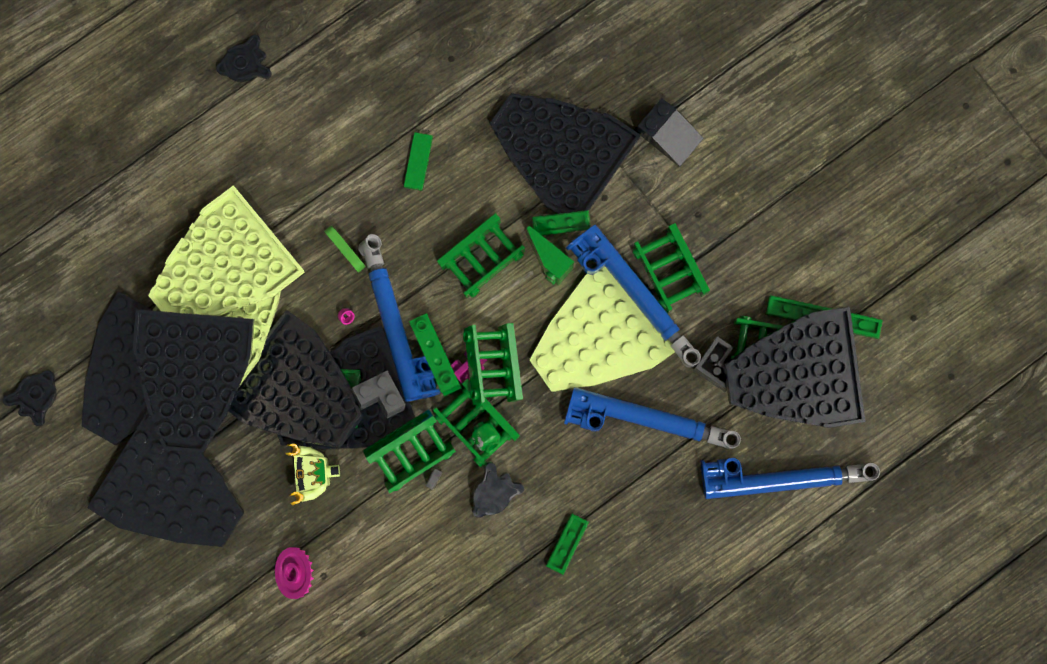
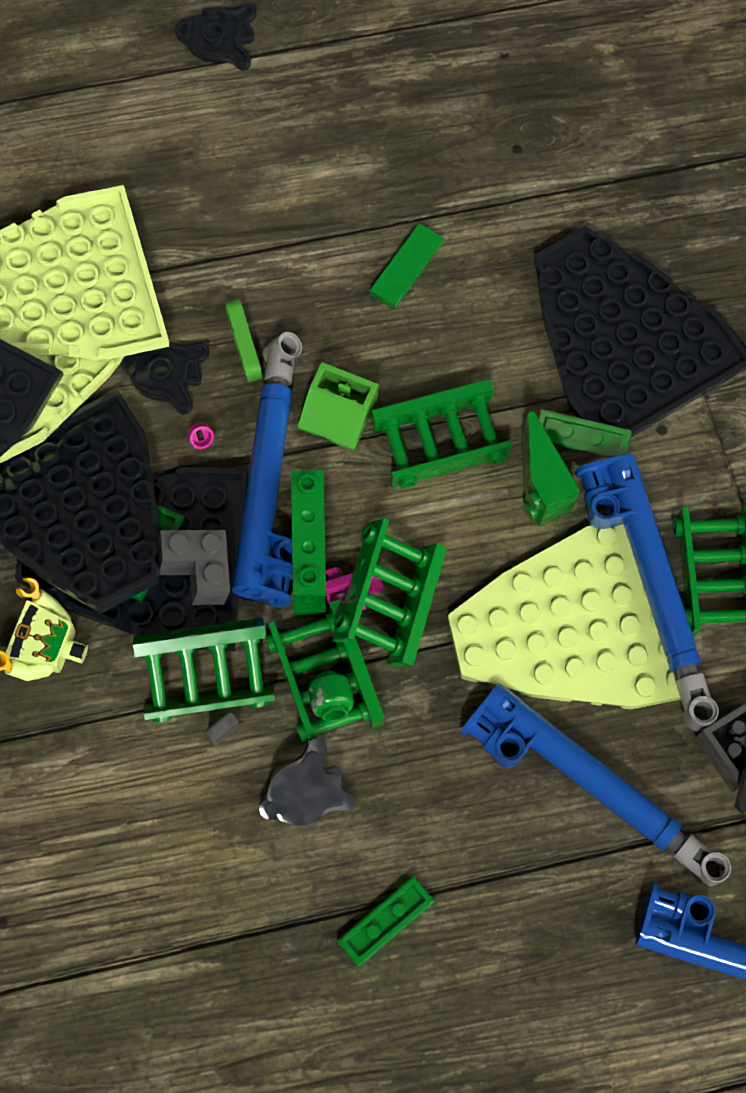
camera: 15 degrees right, 10 degrees down
(310, 286) = (167, 372): none -> black tile
(416, 266) = (338, 406): none -> bright green slope

